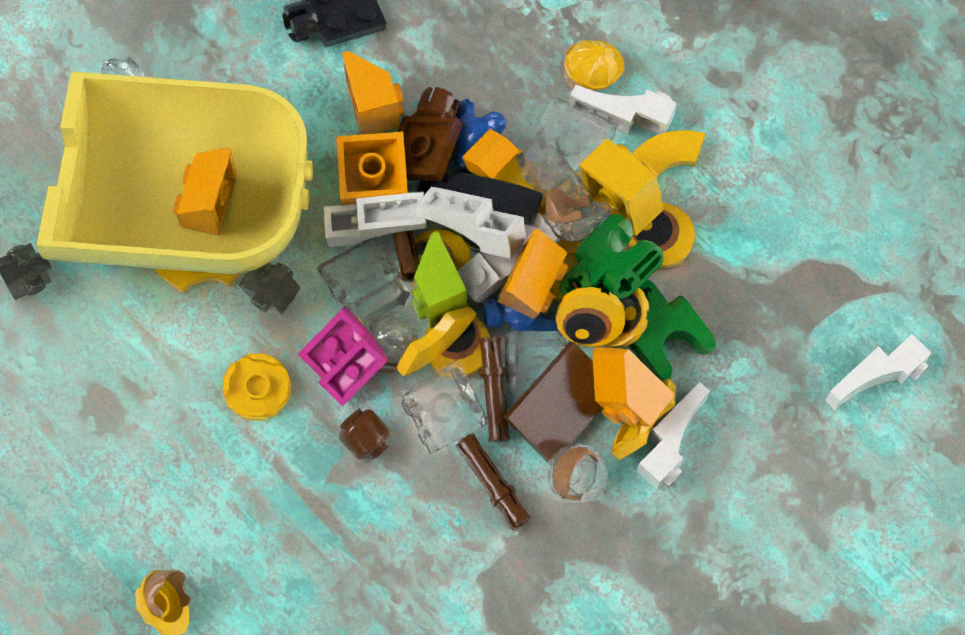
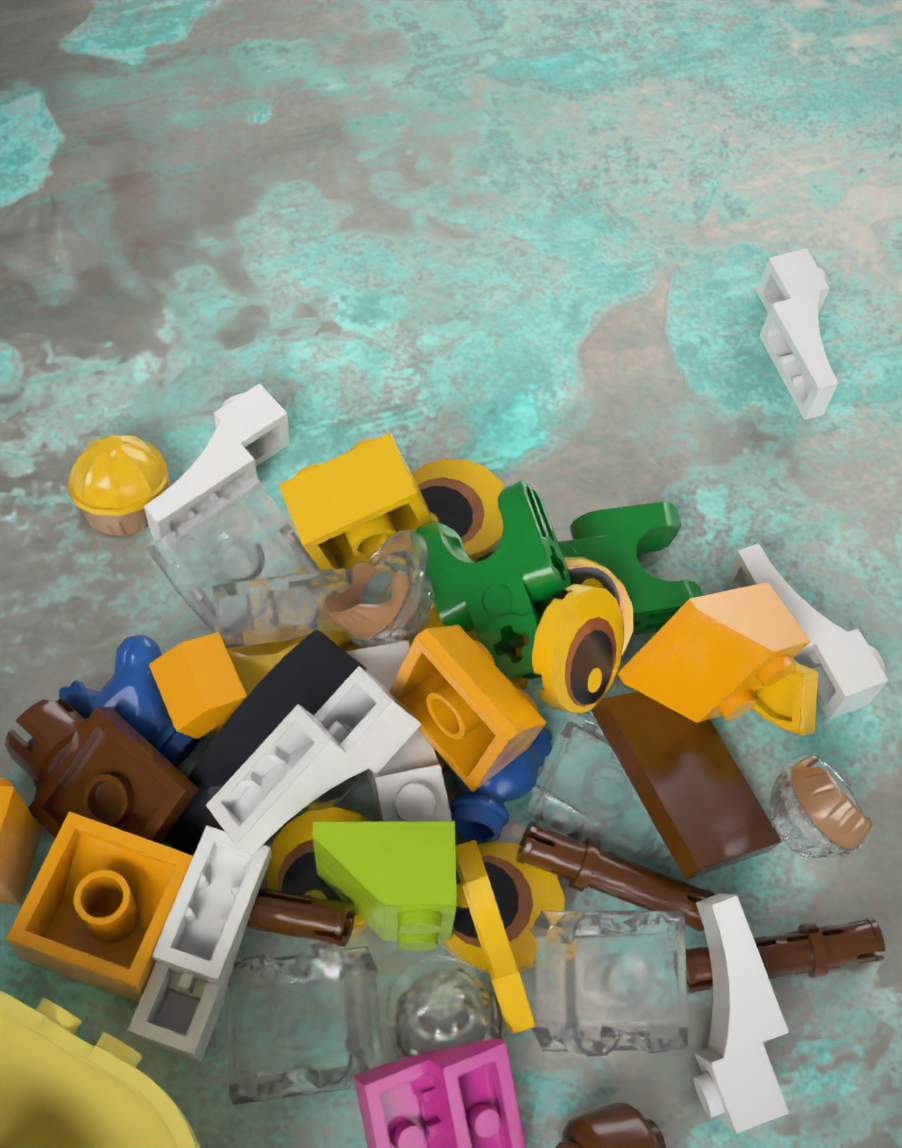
camera: 70 degrees left, 10 degrees down
(424, 475) = (735, 1067): none -> white slope
(671, 149) = (320, 428): yellow tile -> none

